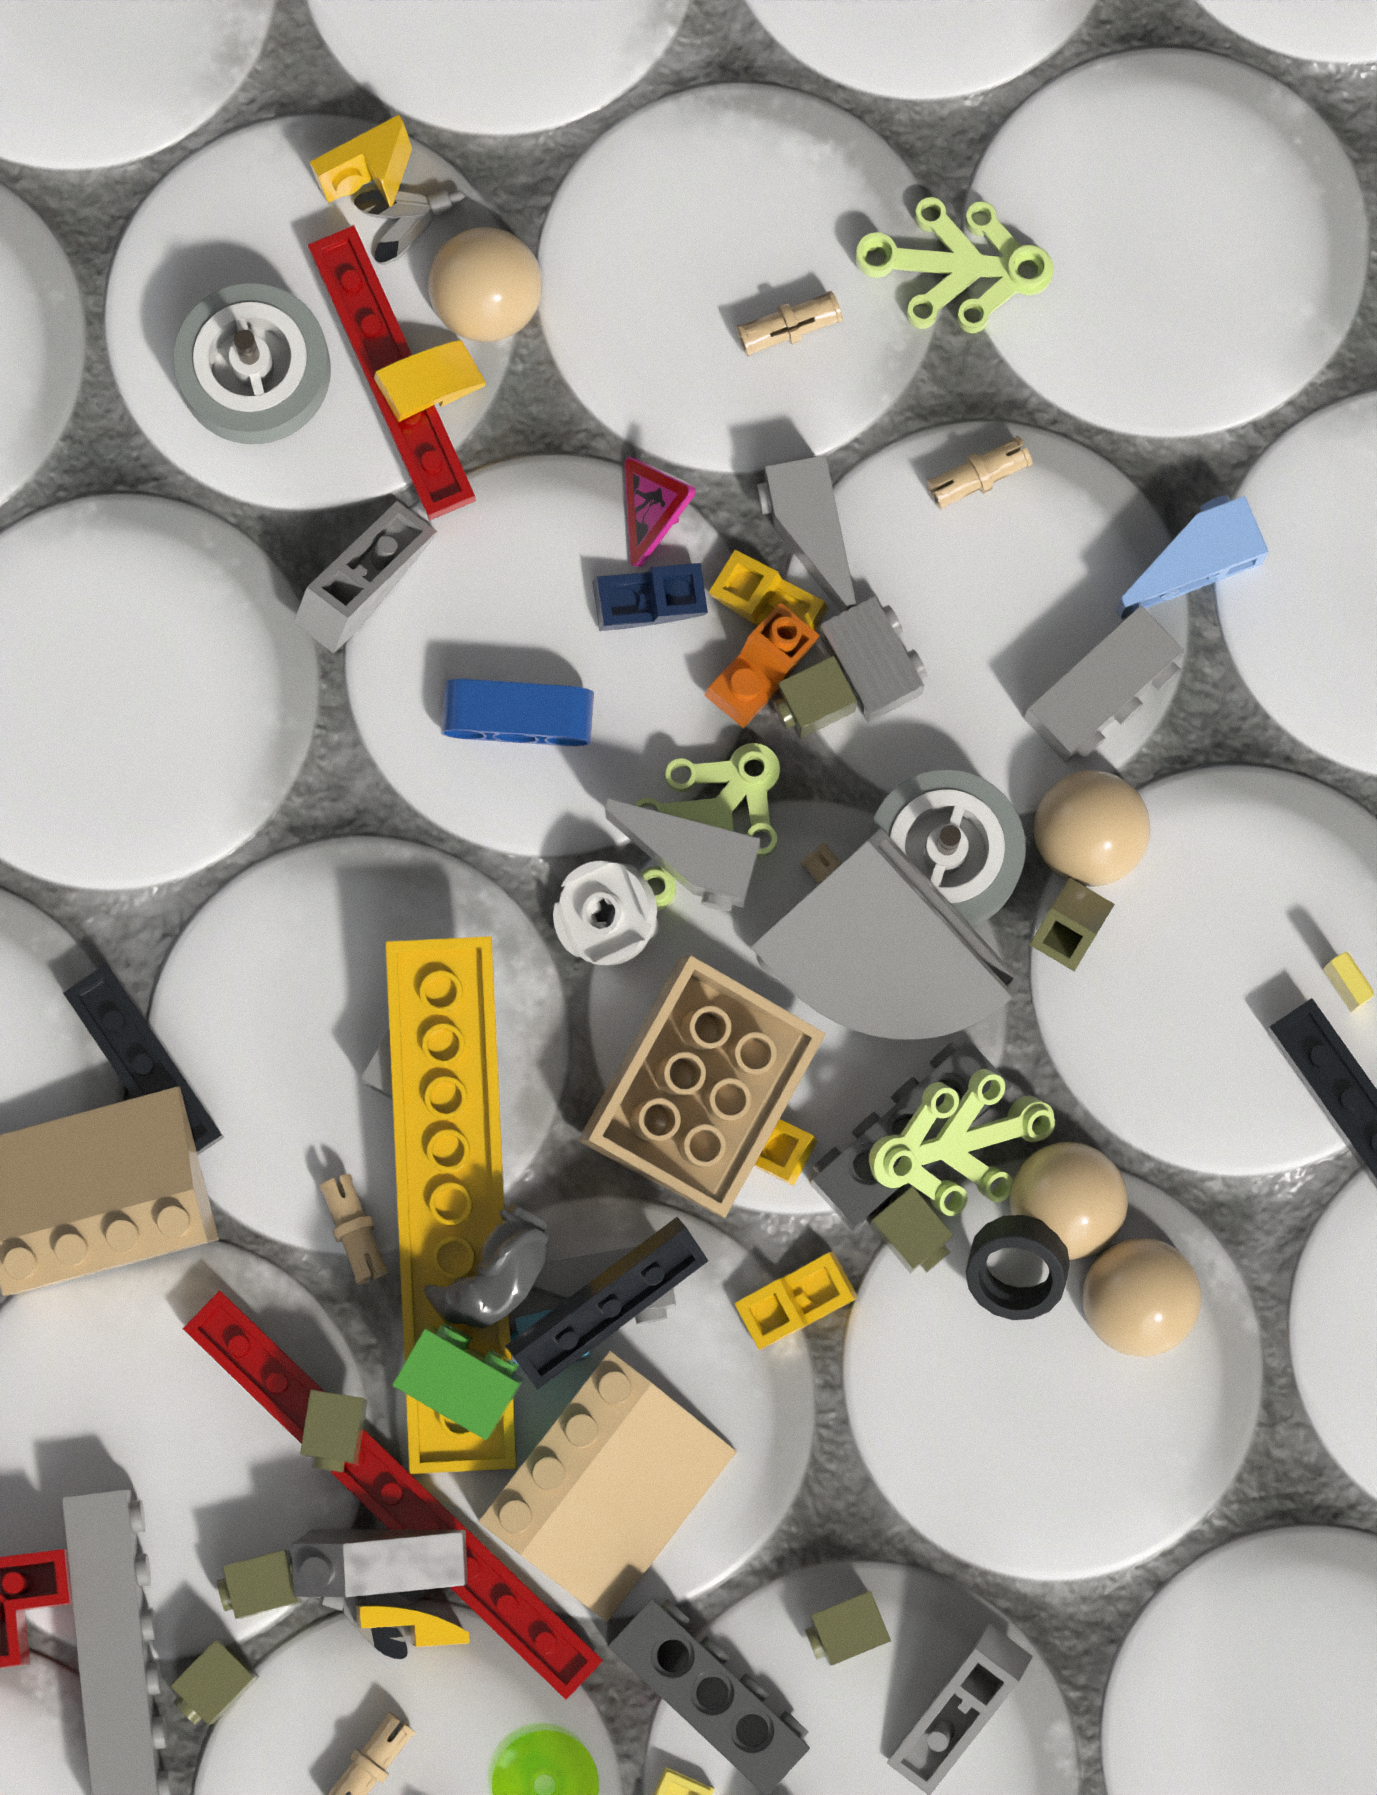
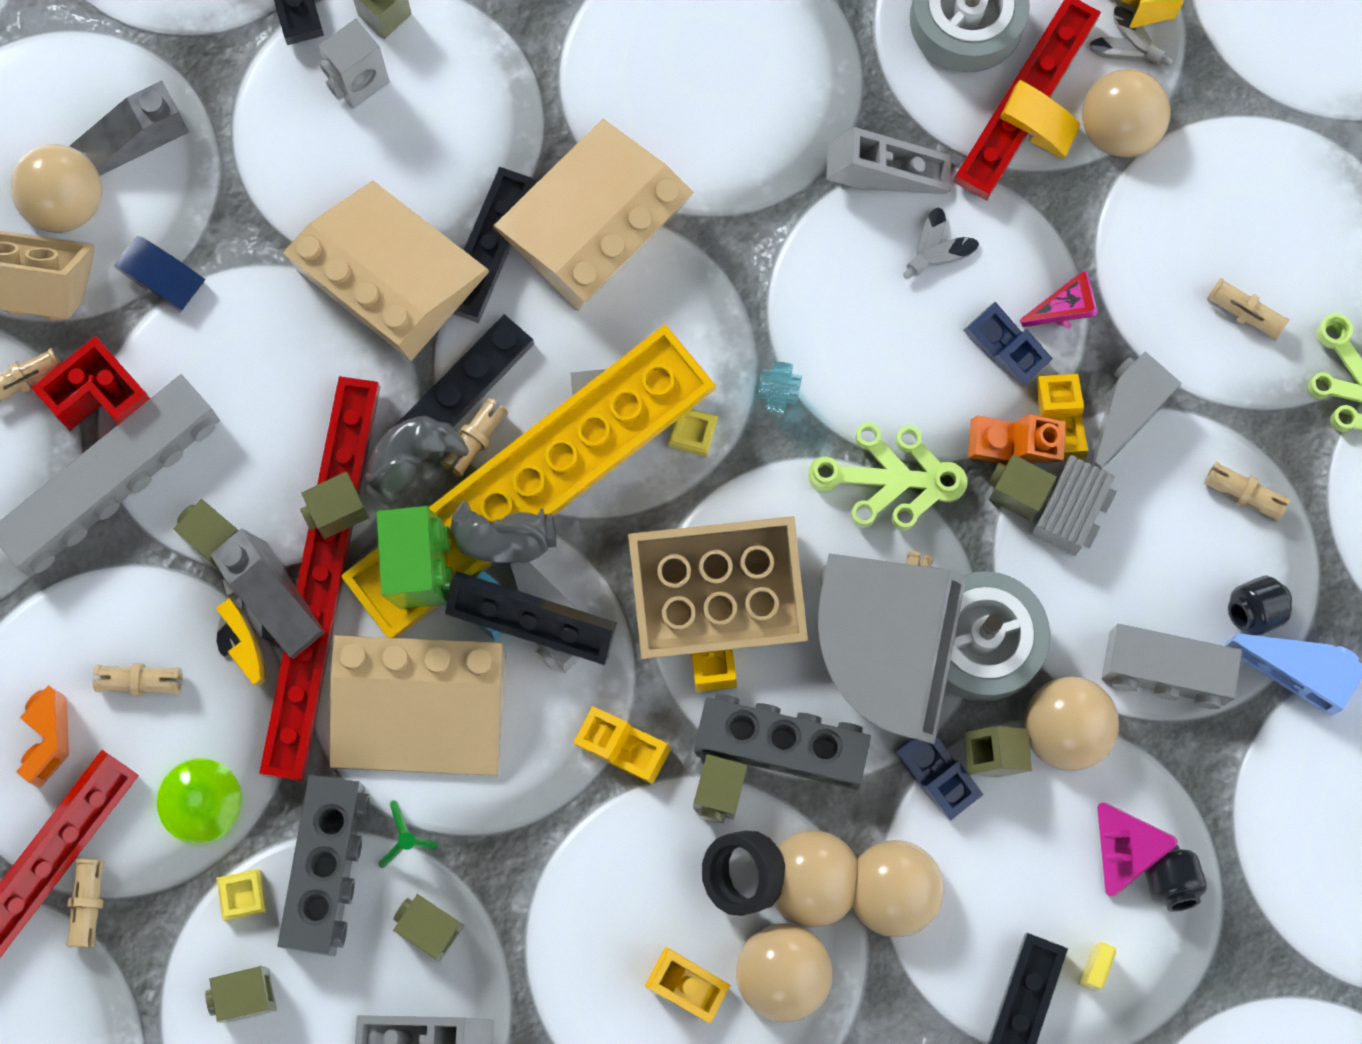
camera: 55 degrees right, 5 degrees down
(193, 928) = (593, 212): none -> tan slope
(212, 1683) = (127, 546): olive brick -> none
(284, 1200) = (473, 374): none -> black plate
(323, 1317) = (403, 449): none -> dark grey animal
(492, 599) = (933, 252): none -> light grey piece
(515, 993) = (693, 432): none -> light yellow tile
(517, 712) = (873, 313): blue beam -> none
(530, 868) = (779, 387): none -> clear light blue gear
(633, 919) = (799, 466): white plate -> none
(698, 855) = (864, 487): light grey slope -> none
(746, 1590) = (405, 839): none -> green plant
(957, 1140) = (798, 773): yellowish green plant -> none
(1055, 1000) = (939, 775): none -> dark blue slope
(1091, 1402) = (687, 985): none -> yellow slope
(1106, 550) = (1260, 605): none -> black head
(1137, 1123) = (897, 888): none -> tan piece
(1254, 864) = (1128, 847): none -> dark pink piece
(1316, 841) = (1177, 880): none -> black head

